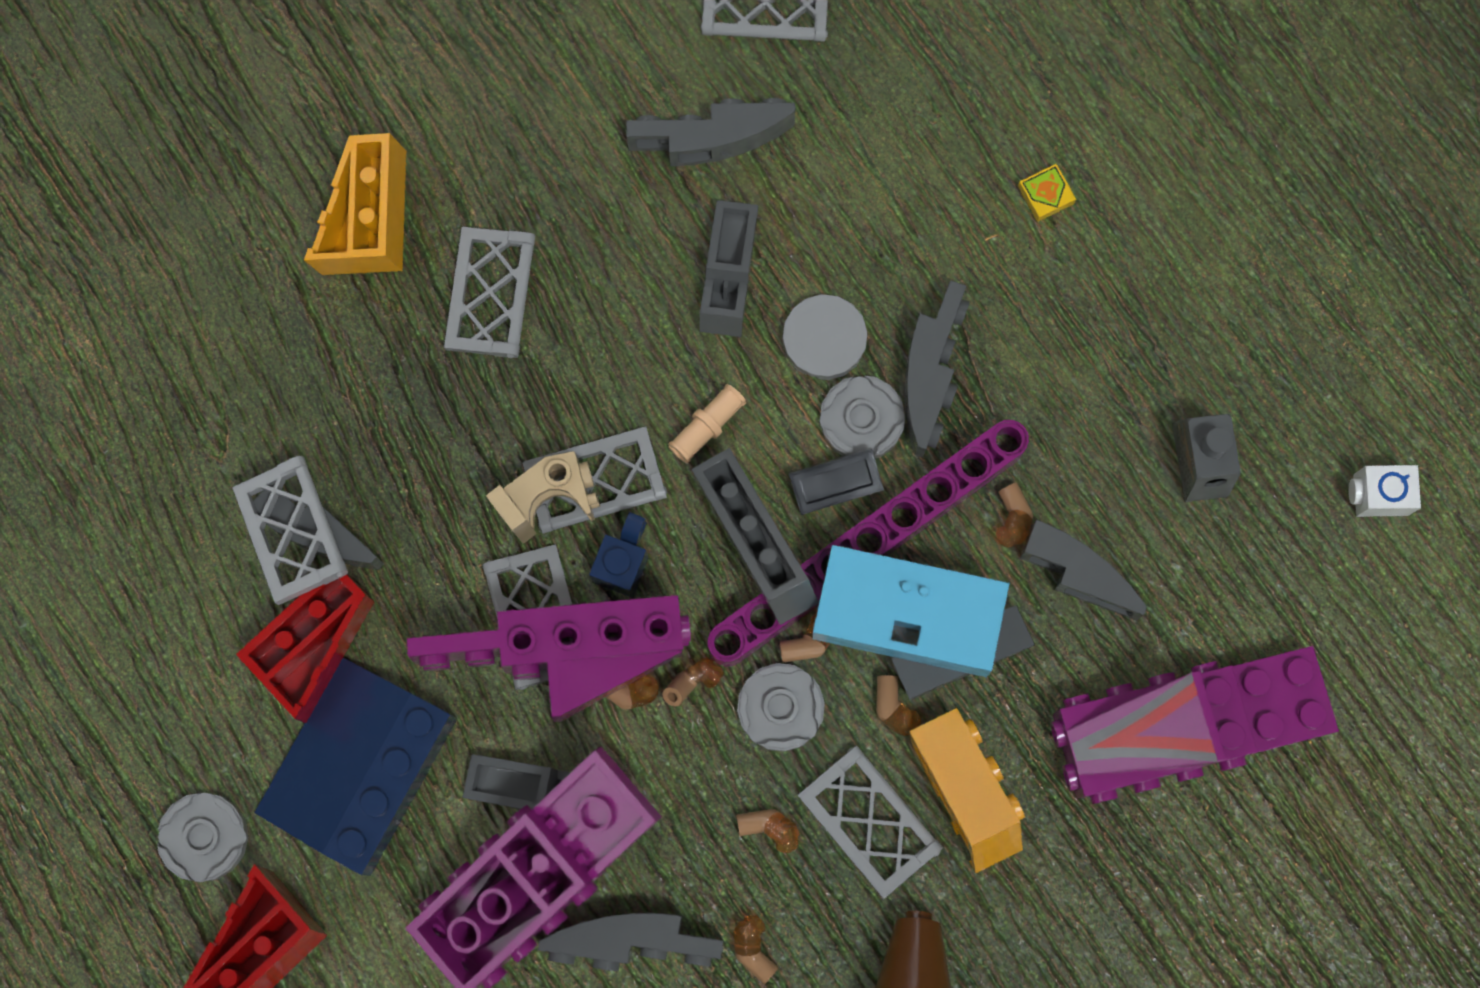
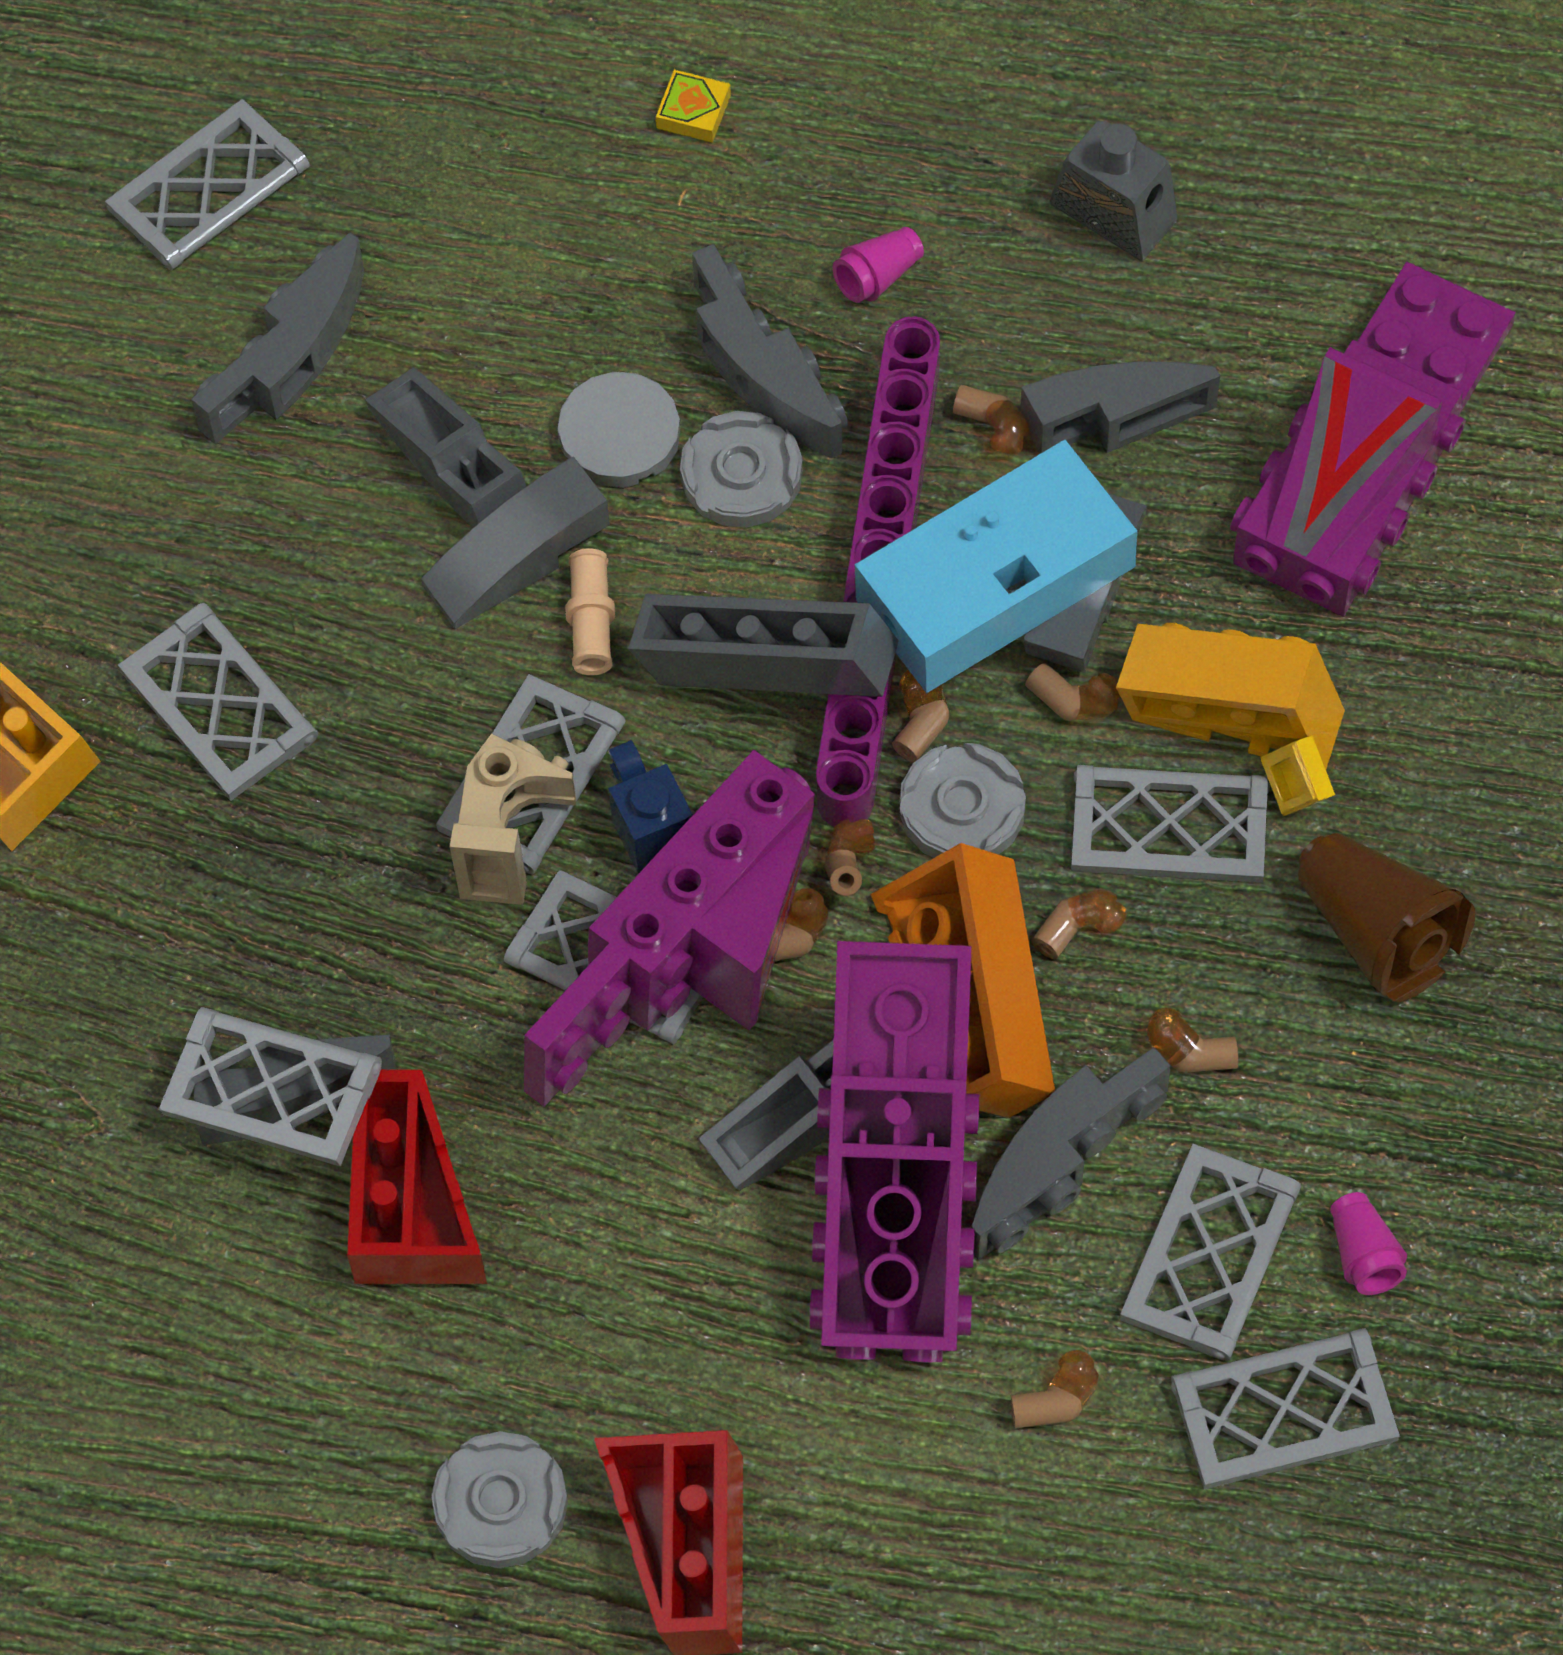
camera: 45 degrees left, 15 degrees down
(355, 767) = (589, 1267): dark blue slope -> none
(695, 796) = (976, 902): none -> orange wedge
(707, 352) = (517, 543): none -> dark grey slope
(836, 481) = (782, 542): black tile -> none
(951, 868) = (1297, 776): none -> yellow tile
(1044, 373) = (875, 264): none -> dark pink cone
(1385, 490) = (1318, 73): white brick -> none

